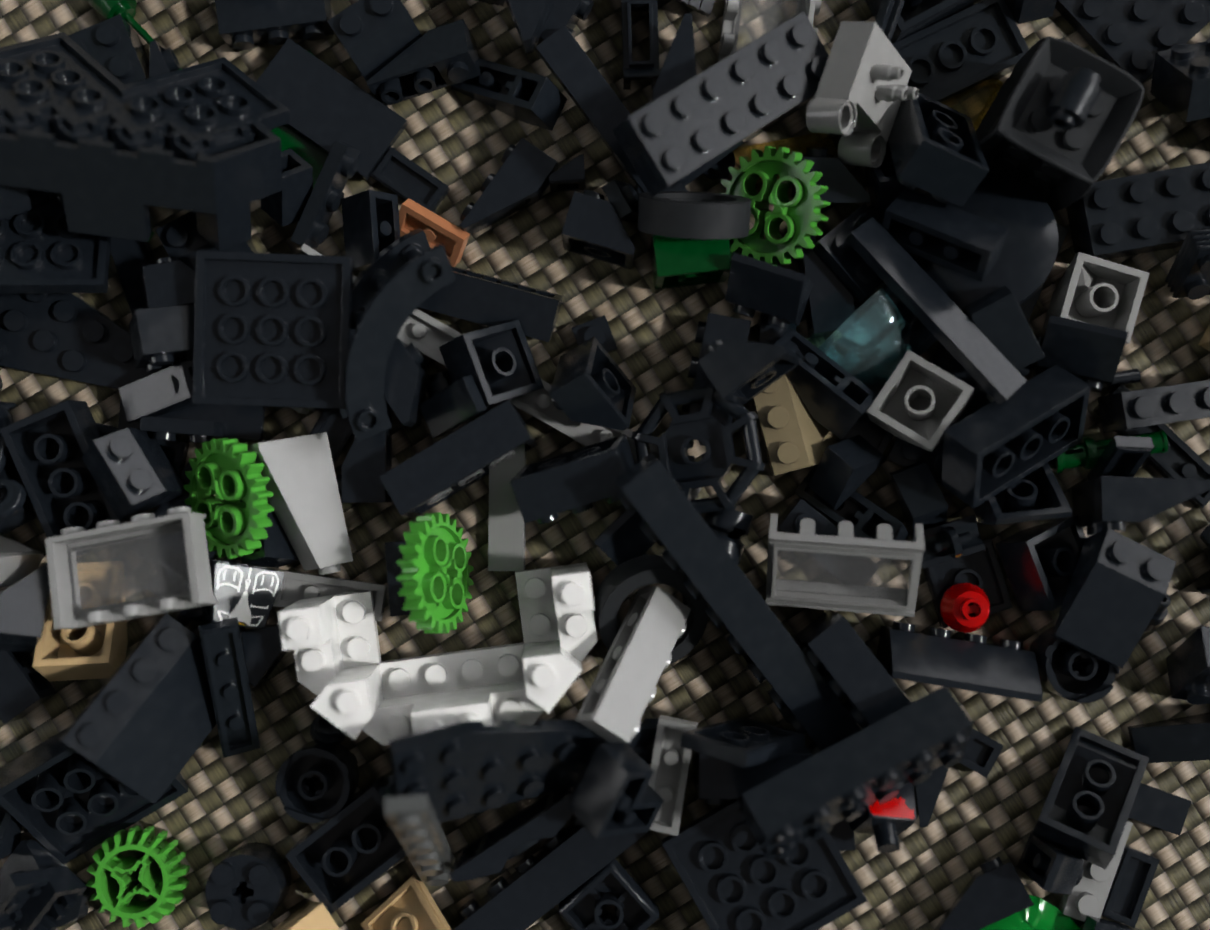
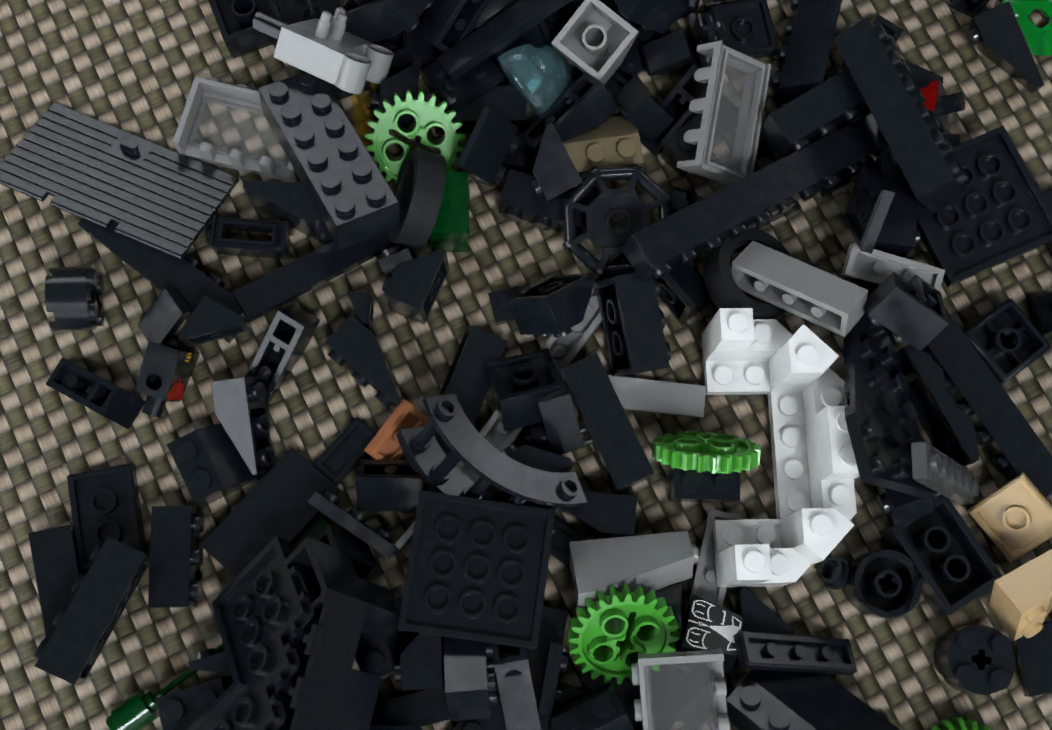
camera: 90 degrees left, 10 degrees down
(956, 611) = (764, 29): red cone -> none

